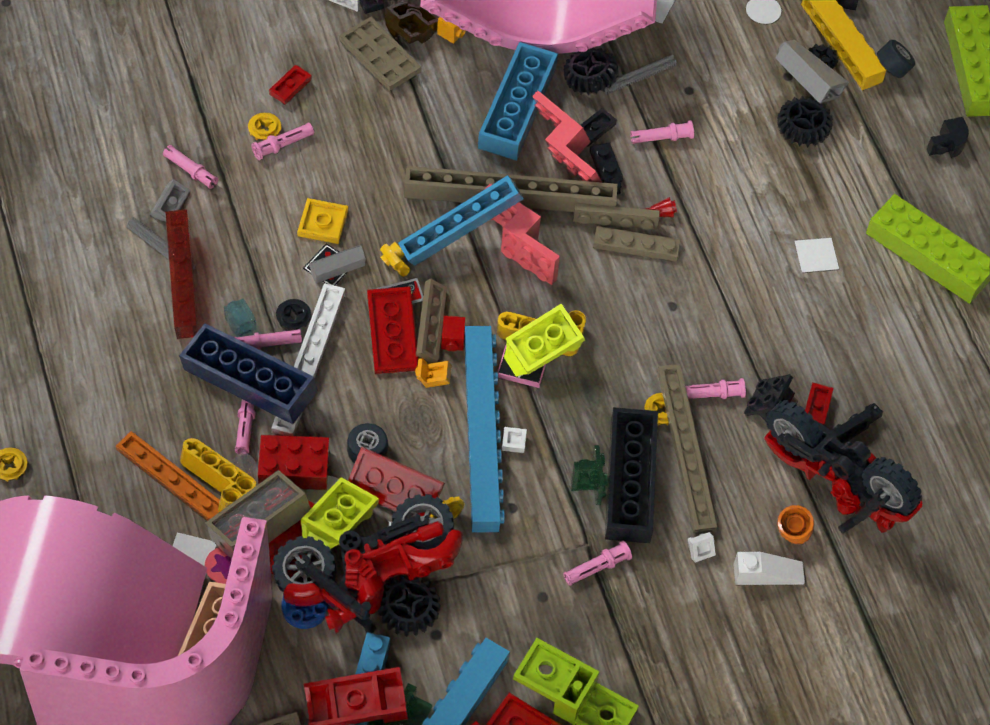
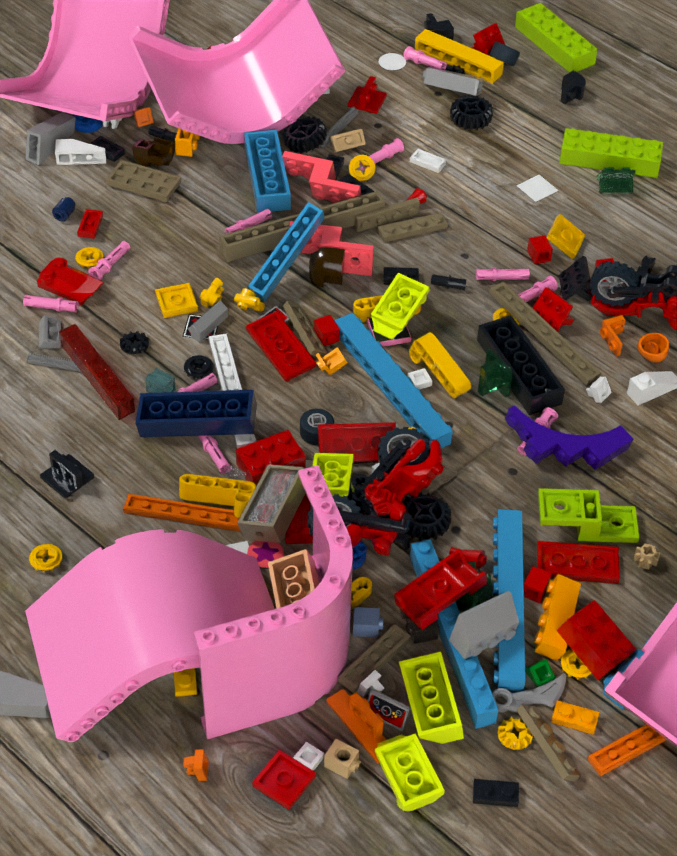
camera: 25 degrees left, 10 degrees down
(84, 379) = (66, 474): none -> black bracket
(225, 147) = (67, 281): none -> red slope
(247, 261) = (138, 347): none -> black gear
(270, 695) = (367, 622): none -> sand blue brick
(273, 53) = (63, 209): none -> dark blue brick
(283, 656) = (357, 595): none -> yellow beam
(358, 233) = (212, 295): none -> yellow plate
(428, 678) = (473, 556): none -> red cone
(459, 158) = (250, 222): none -> bright pink pin
(502, 255) = (327, 266): none -> dark brown brick
(544, 434) = (440, 363): none -> yellow beam
(581, 300) = (390, 273): none -> black plate
(612, 602) = (567, 448): none -> dark purple arch
(622, 134) = (365, 161): none -> yellow gear
(628, 333) = (449, 282): none -> black axle
(636, 98) = (347, 140): none -> tan plate
(686, 347) = (502, 274): none -> bright pink pin
(698, 49) = (367, 97): none -> red bracket
(713, 163) = (428, 160): none -> white tile
(713, 426) = (553, 309): none -> red bracket
(758, 338) = (539, 249): none -> red brick
(769, 475) = (609, 332): none -> orange bracket
(794, 19) = (420, 58): none -> bright pink pin
(798, 336) = (566, 236): none -> yellow tile
(887, 28) = (486, 38): none -> red bracket
(909, 289) = (616, 181): none -> clear green bracket

